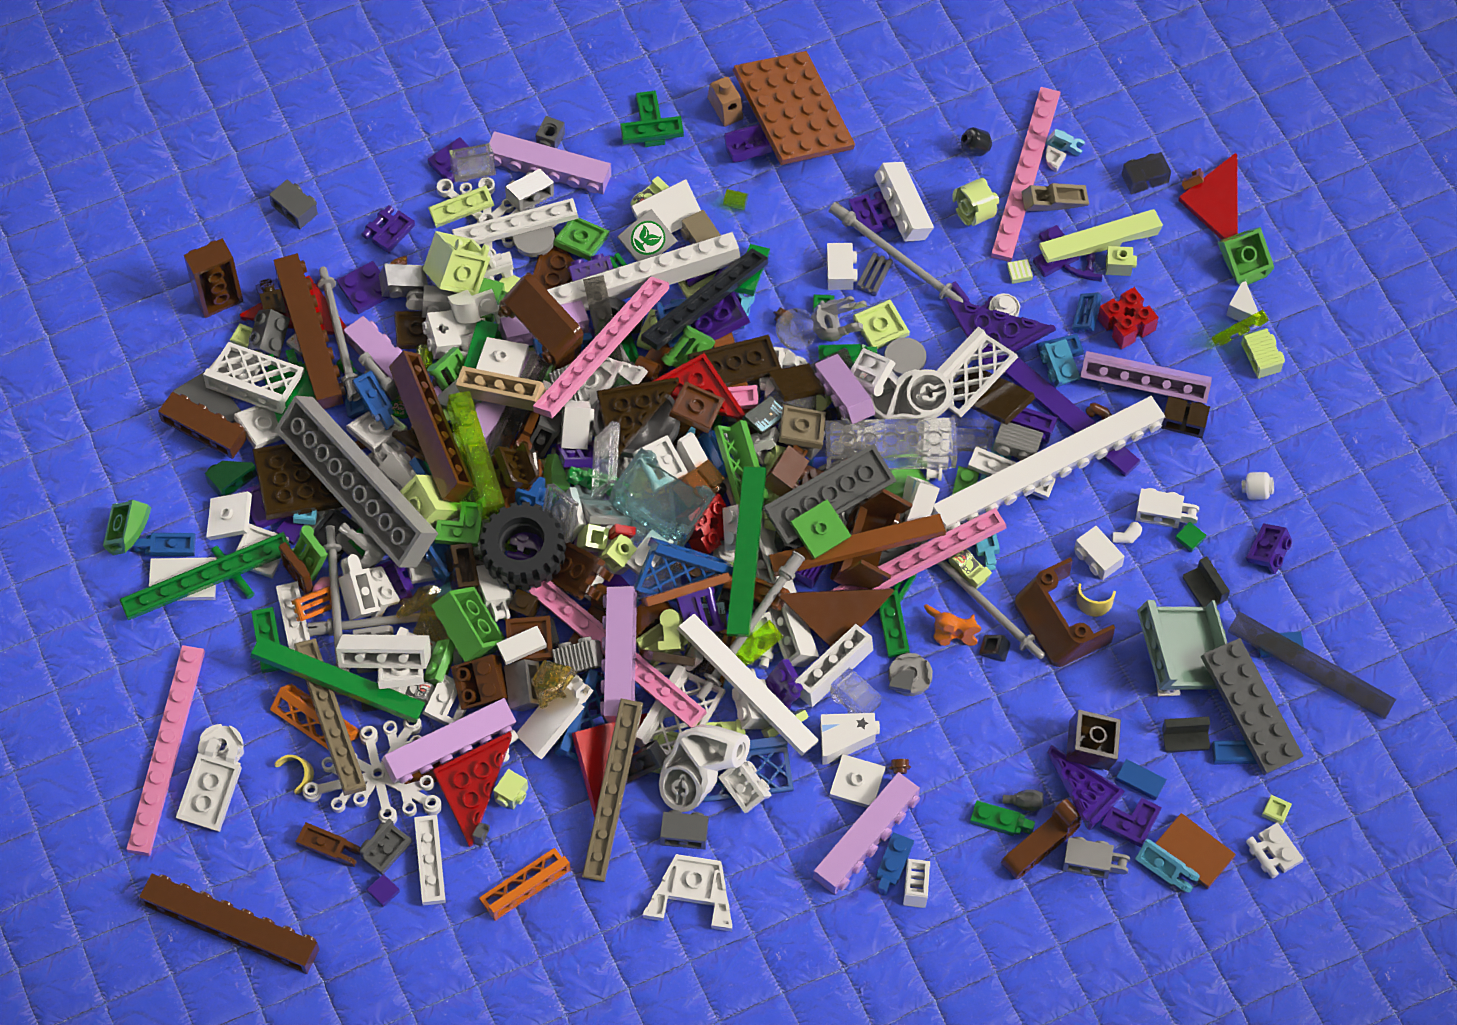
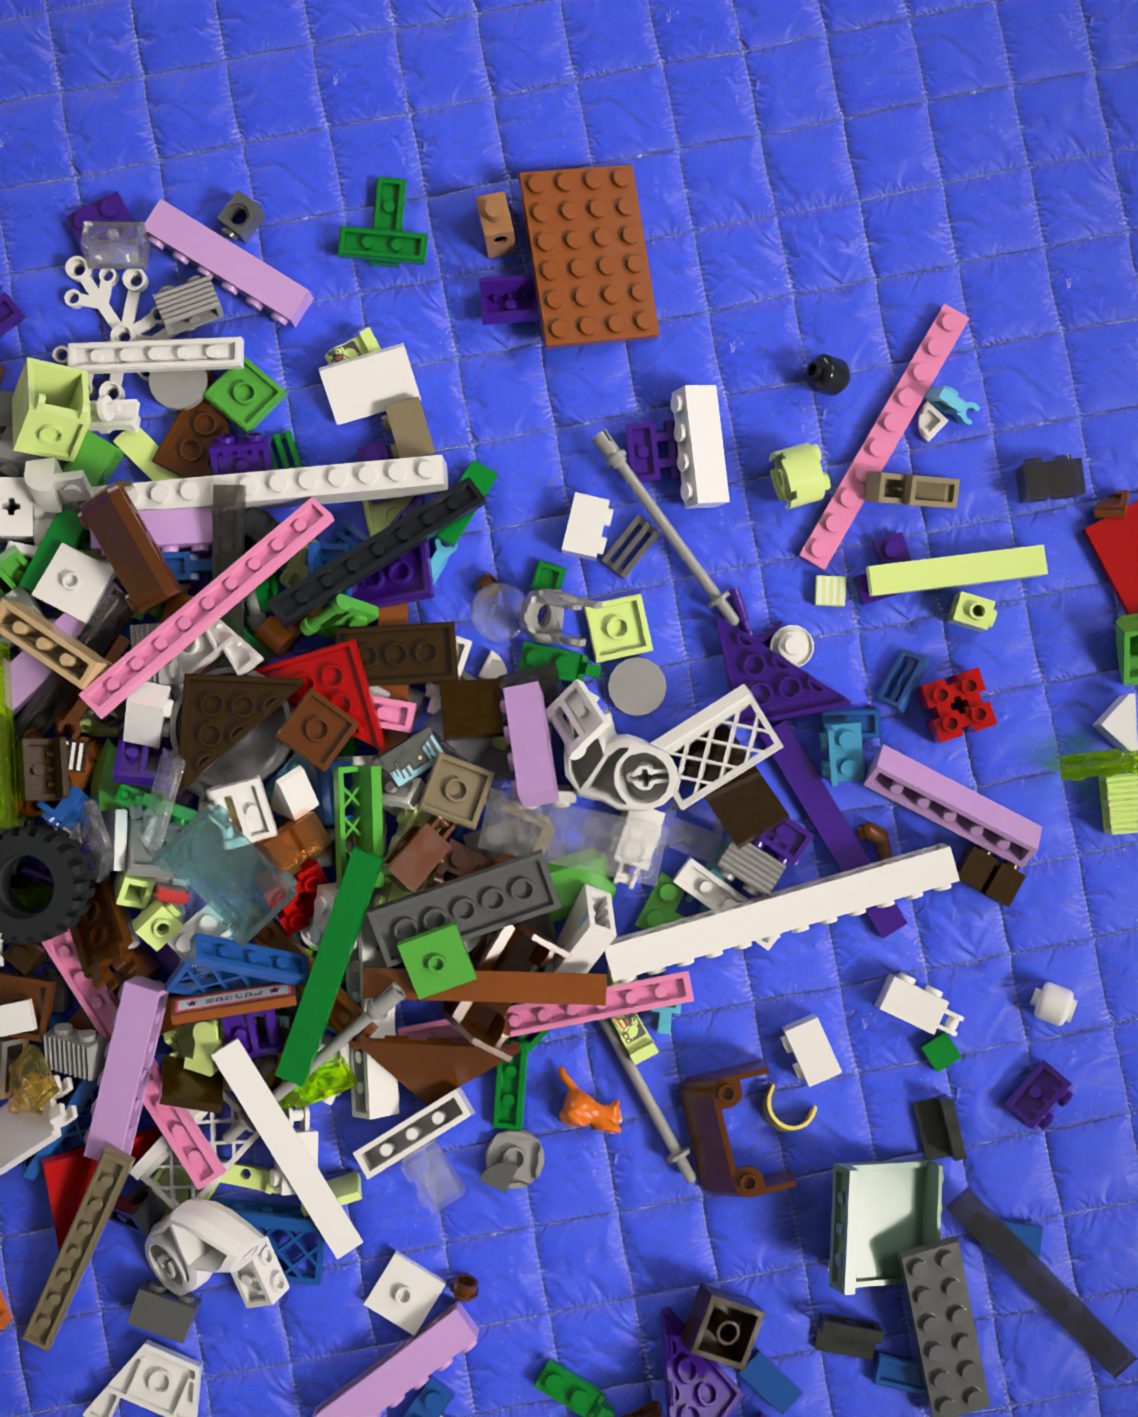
camera: 20 degrees right, 25 degrees up
(461, 206) = (91, 306): yellowish green tile -> none
(647, 237) = (331, 421): slope -> none
(735, 199) = (471, 384): clear neon green piece -> none
(782, 681) = (338, 1143): dark purple plate -> none
(789, 359) = (479, 653): white tile -> none
(846, 734) = (405, 1229): white slope -> none
(995, 647) = (635, 1146): black slope -> none
(1027, 800) = (612, 1376): dark grey piece -> none
(1088, 273) = (922, 618): dark purple piece -> none
(1129, 535) = (860, 1030): white arm -> none

